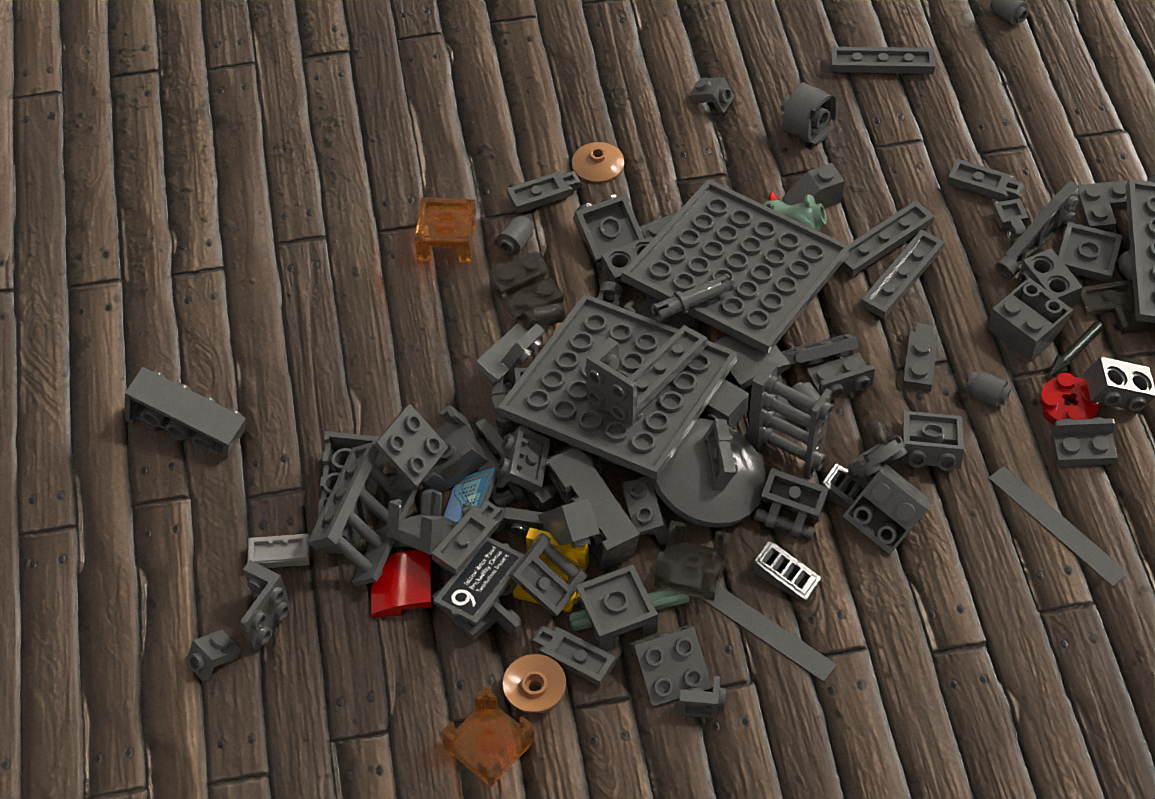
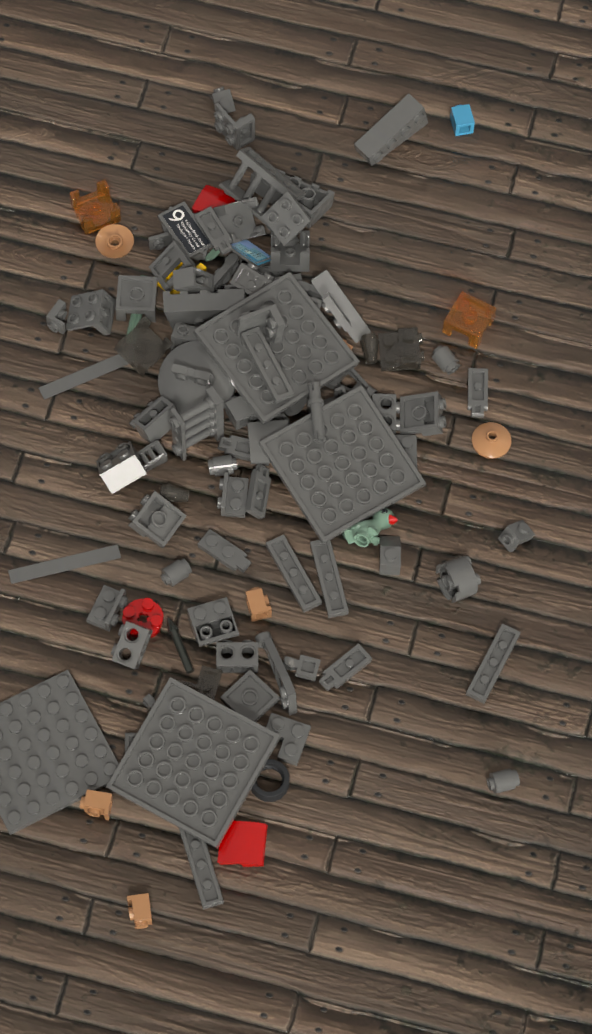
camera: 110 degrees right, 10 degrees up
(127, 348) = (462, 120): none -> dark azure brick
(279, 550) = (273, 149): light grey plate -> none
(574, 654) = (127, 265): dark grey hinge -> none
(791, 564) = (110, 393): slope -> none
(870, 460) = (150, 467): dark grey plate -> none
(969, 289) = (258, 604): none -> medium nougat brick

